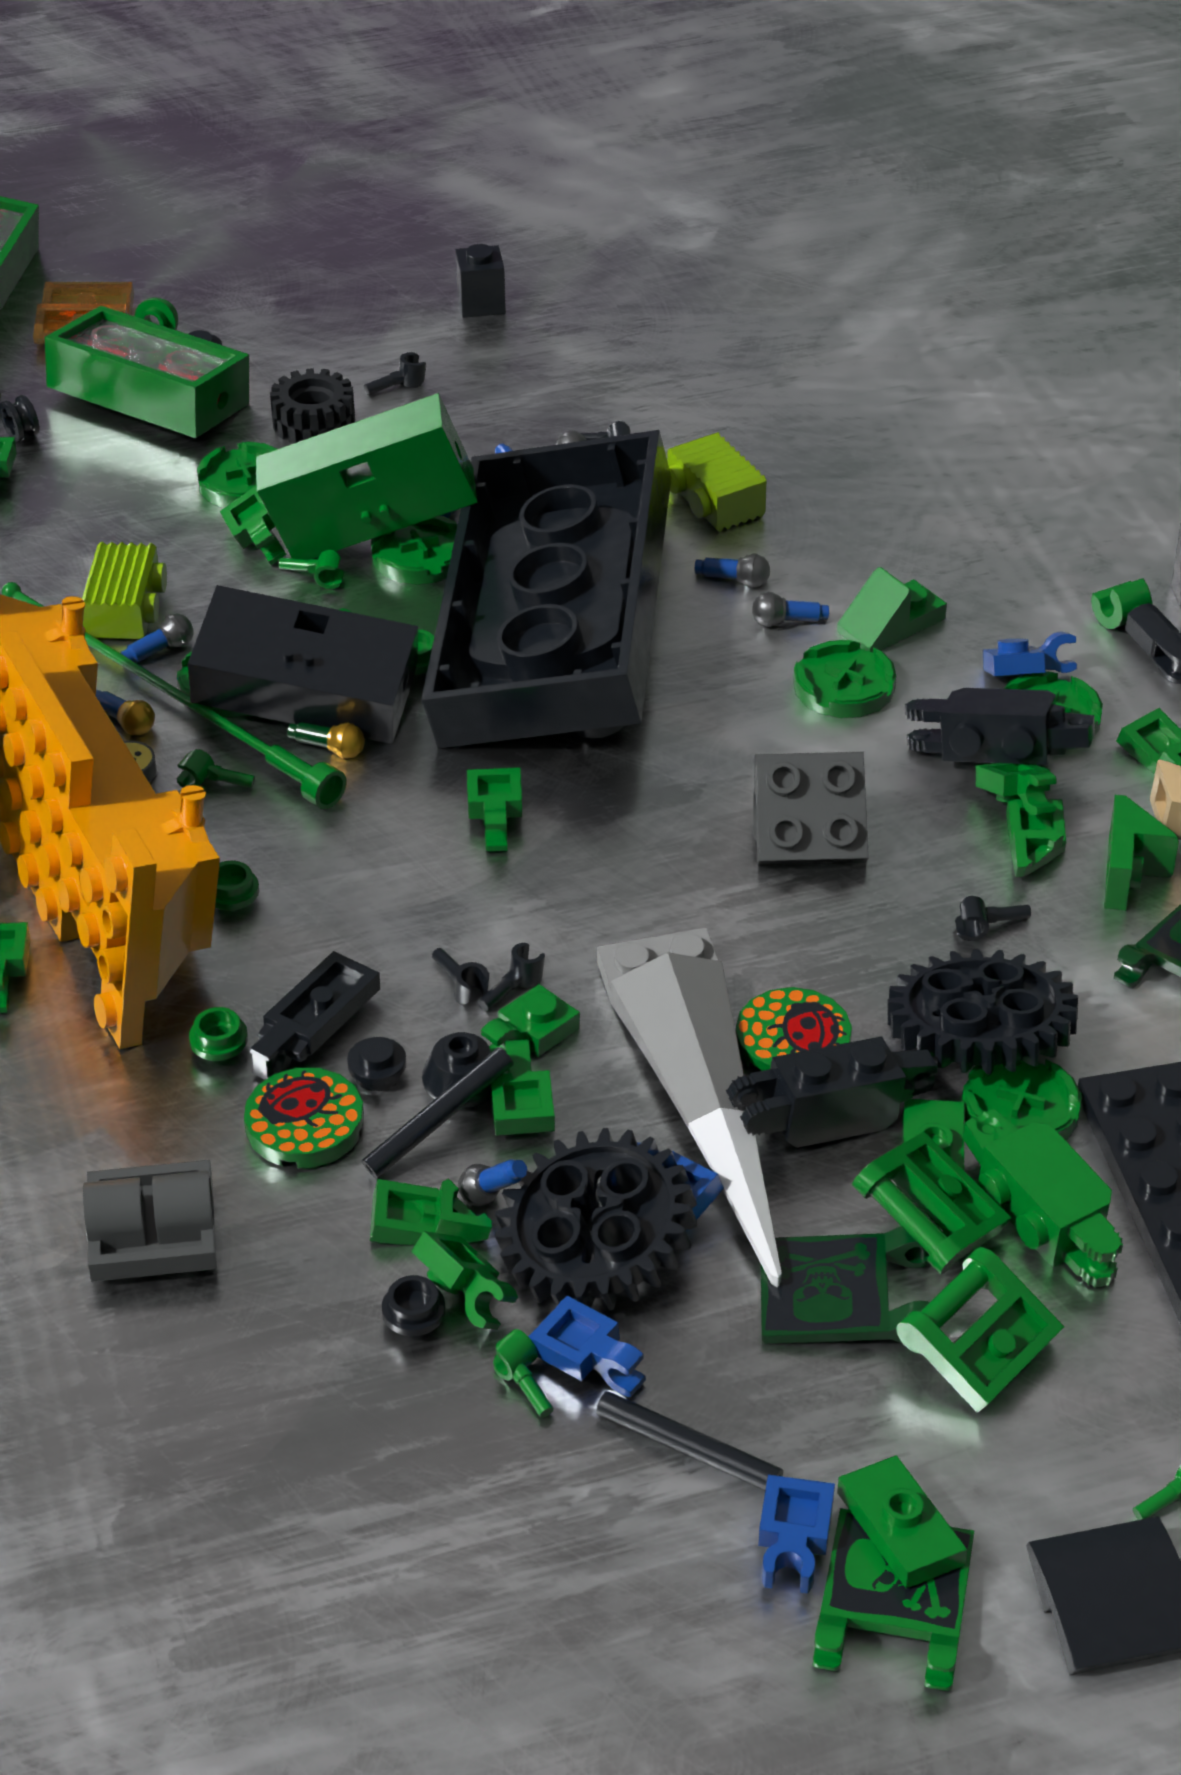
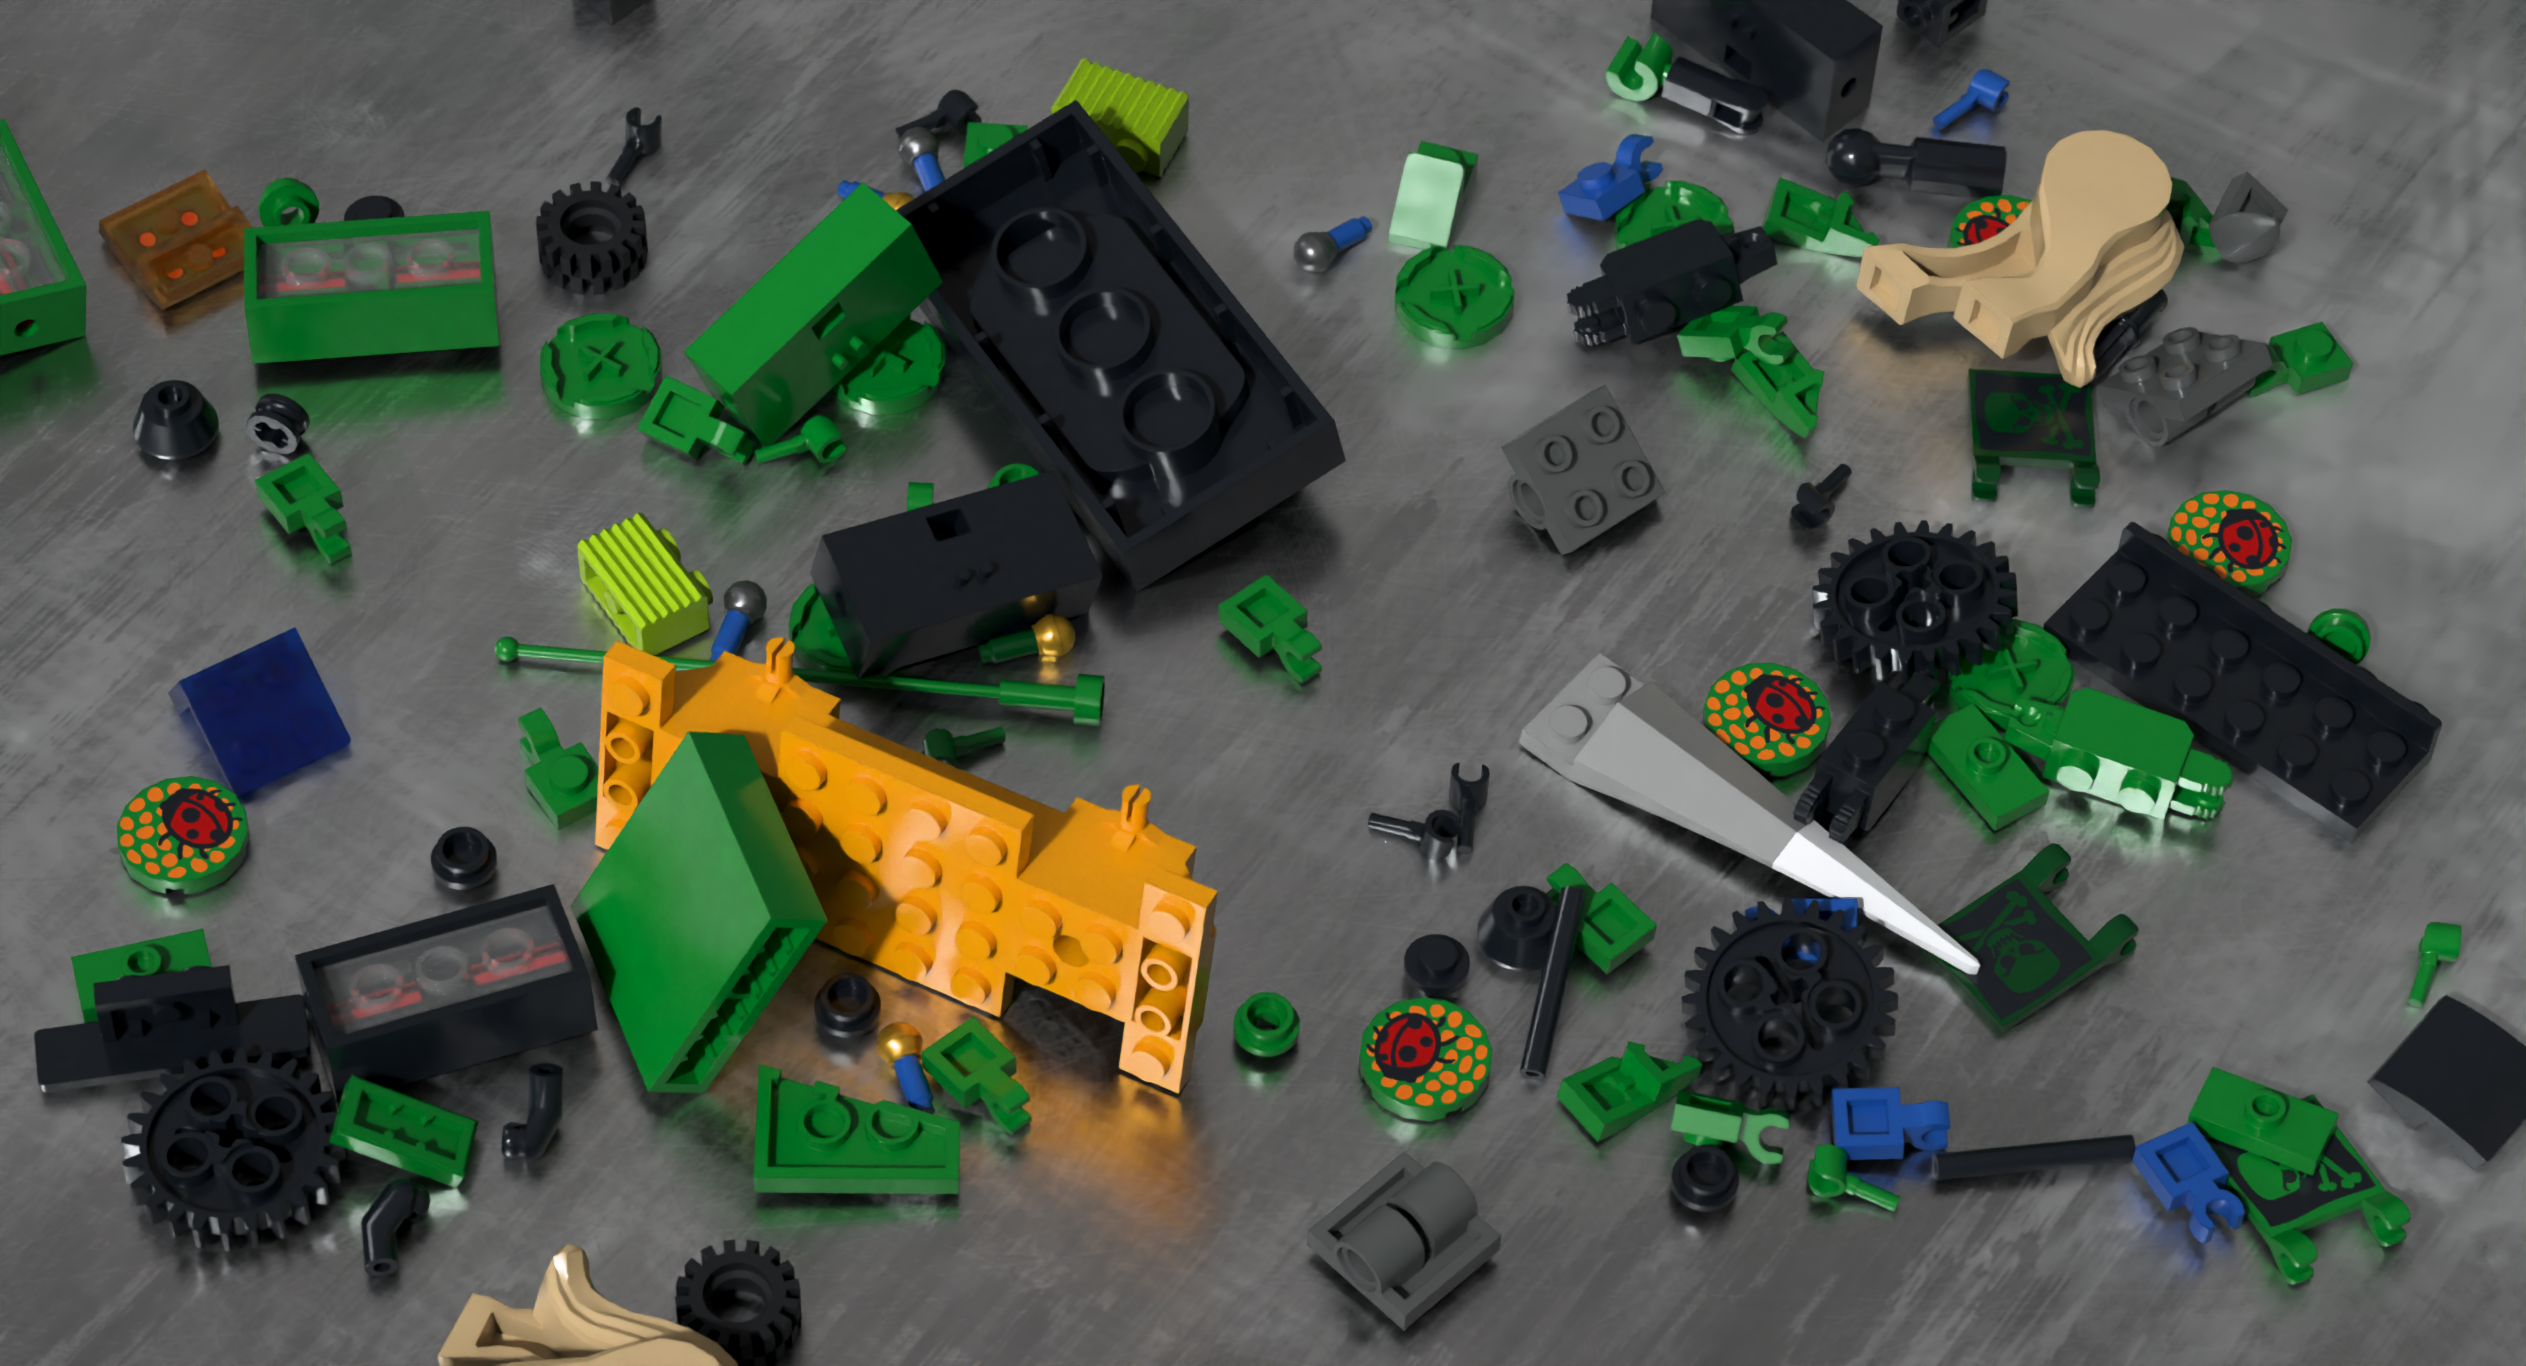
camera: 40 degrees left, 10 degrees up
(312, 1013) = (1333, 949): black hinge -> none
(482, 1183) = (1655, 1025): piece -> none
(535, 1017) = (1532, 839): green plate -> none
(750, 570) = (1249, 212): piece -> none
(942, 1191) = (2049, 817): green plate -> none
(995, 1344) = (2200, 913): green plate -> none
(1135, 848) = (1890, 356): green slope -> none

